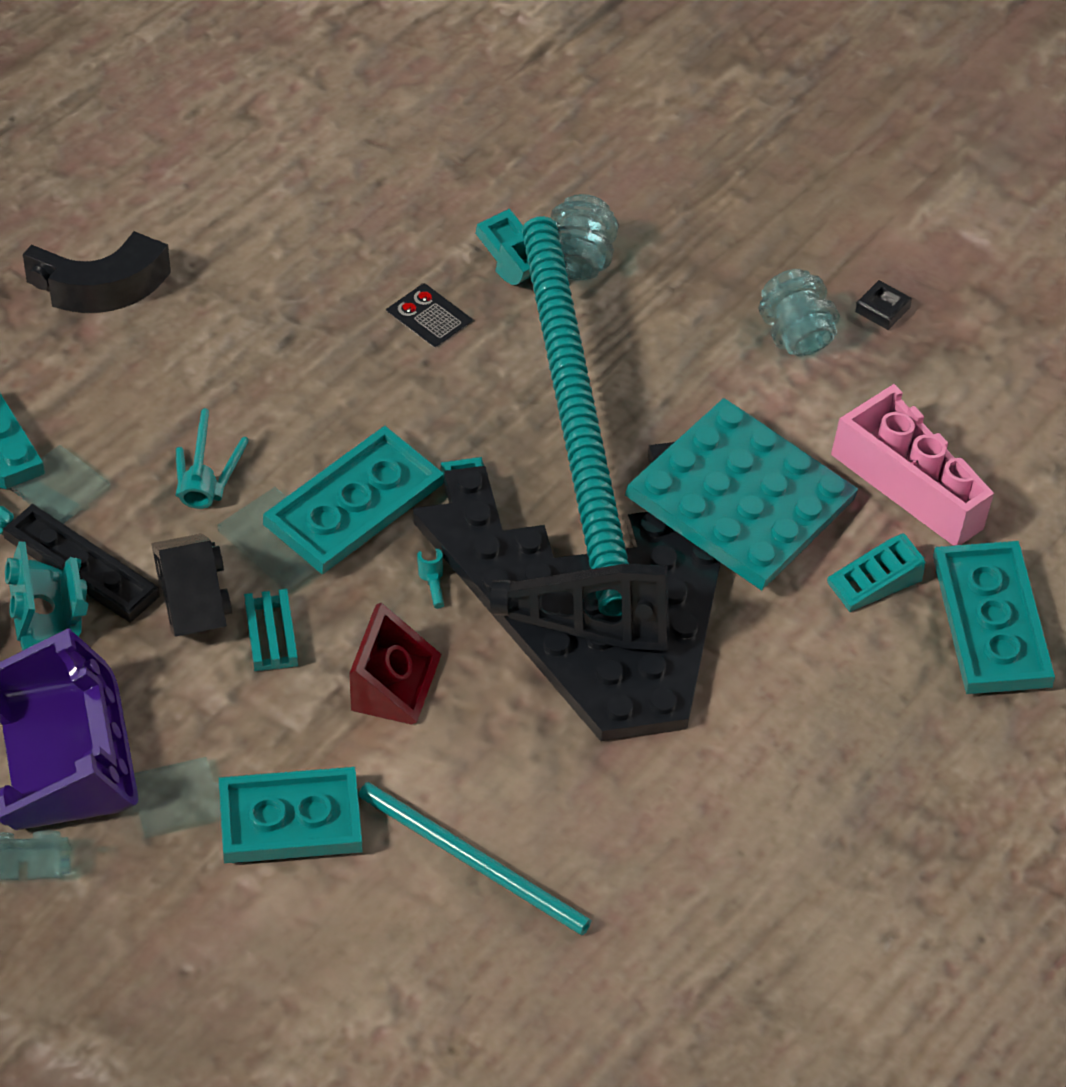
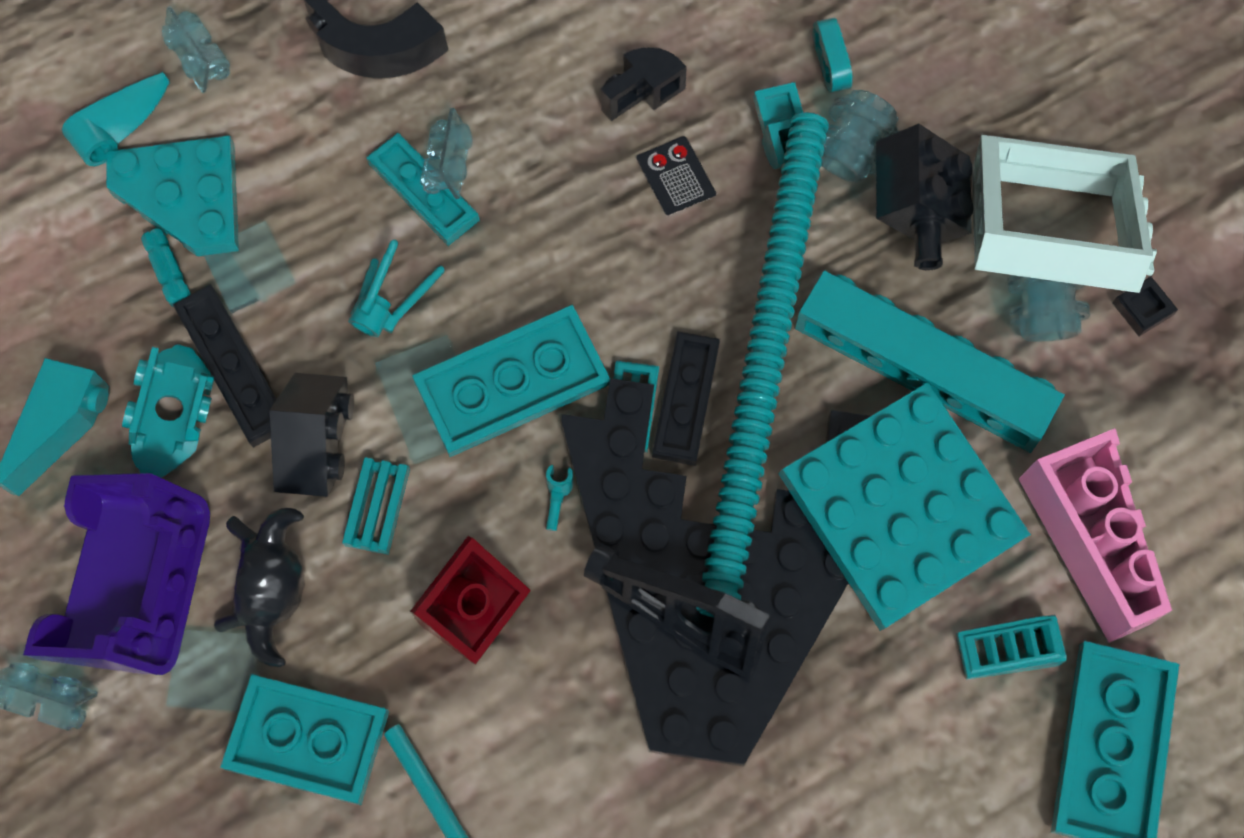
camera: 25 degrees right, 20 degrees up
(199, 382) = (402, 169): none -> teal tile
(205, 699) = (266, 583): none -> black piece
(213, 345) = (447, 155): none -> clear light blue hinge
(370, 242) = (647, 76): none -> black brick
(516, 475) = (686, 398): none -> black tile
(531, 185) = (832, 55): none -> teal beam
(659, 256) = (924, 191): none -> black brick
(695, 382) = (915, 352): none -> teal brick
(841, 256) = (1052, 257): none -> light aqua window

